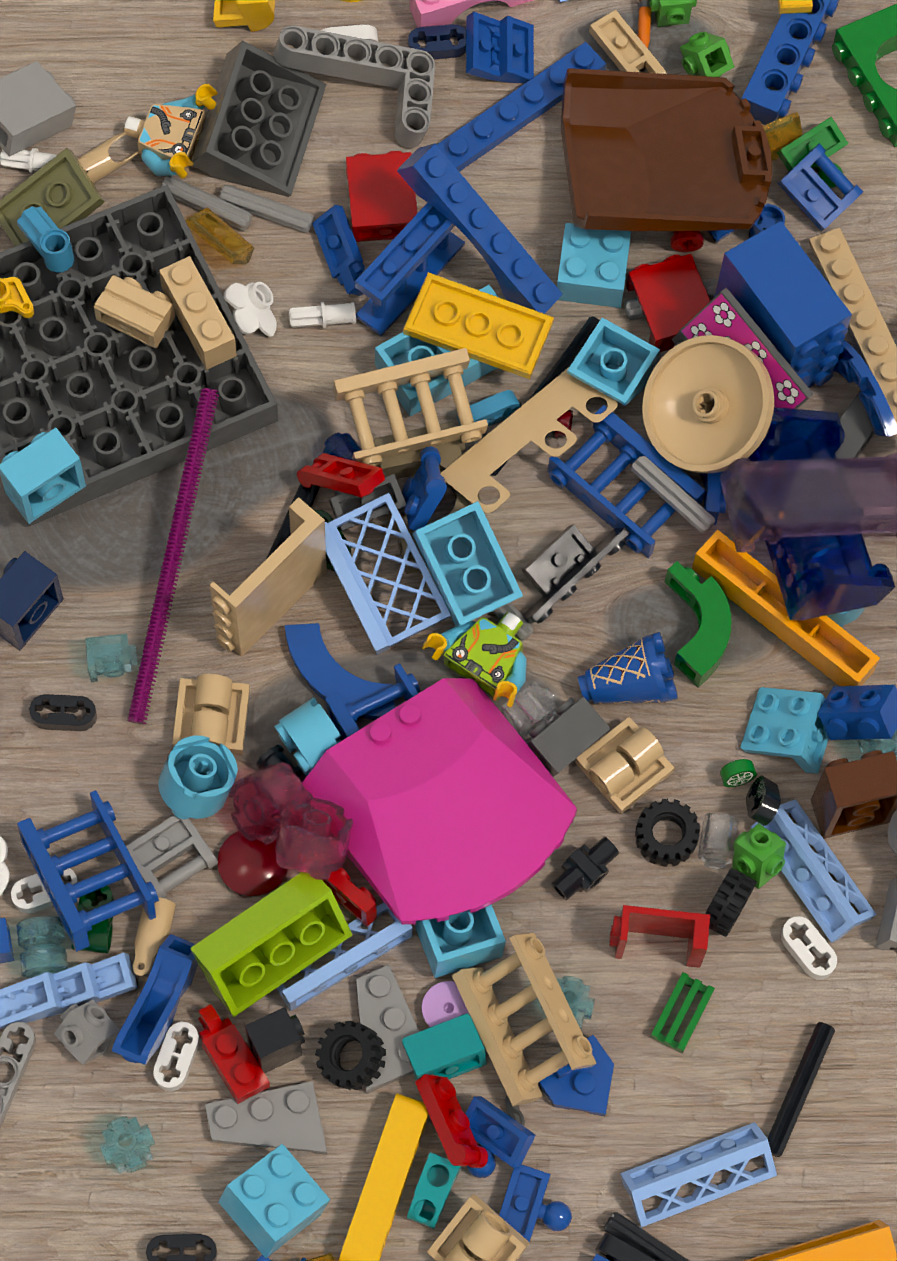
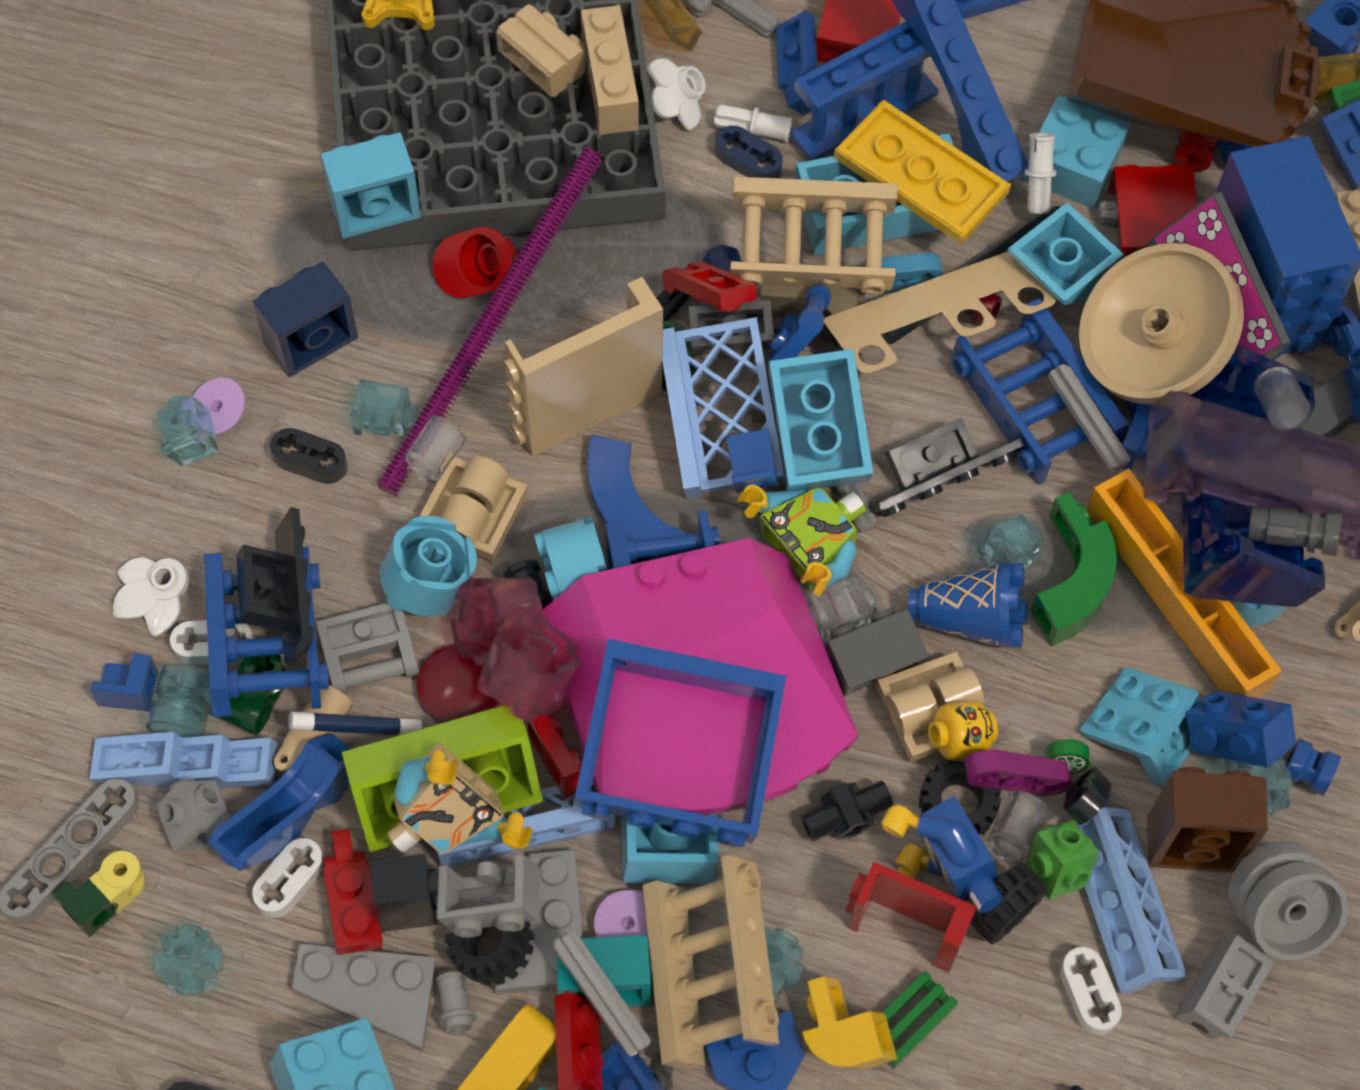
camera: 20 degrees right, 5 degrees down
(39, 1114) = (104, 893): none -> leg
(88, 833) = (275, 587): none -> black bracket
(139, 509) = (473, 262): none -> red piece
(166, 679) = (434, 449): none -> clear brick
(185, 921) = (352, 723): none -> dark blue bar
(290, 963) = (450, 806): none -> torso
(327, 344) = (748, 154): none -> dark blue beam
(339, 1110) = (456, 1016): none -> light grey pin
(343, 1024) = (489, 898): none -> light grey window
(423, 612) = (752, 460): none -> blue bracket
(441, 802) = (694, 672): none -> blue window
(451, 1068) = (601, 993): none -> light grey axle
(571, 295) = (1040, 172): none -> white axle
(639, 1045) = (841, 1039): none -> yellow brick
(643, 616) = (1011, 542): none -> clear light blue brick
(655, 779) = (962, 729): none -> yellow head
(675, 876) = (952, 851): none -> blue torso
(706, 799) = (1017, 772): none -> magenta beam
(819, 439) = (1282, 398): none -> clear brick
(862, 543) = (1297, 529): none -> dark grey axle

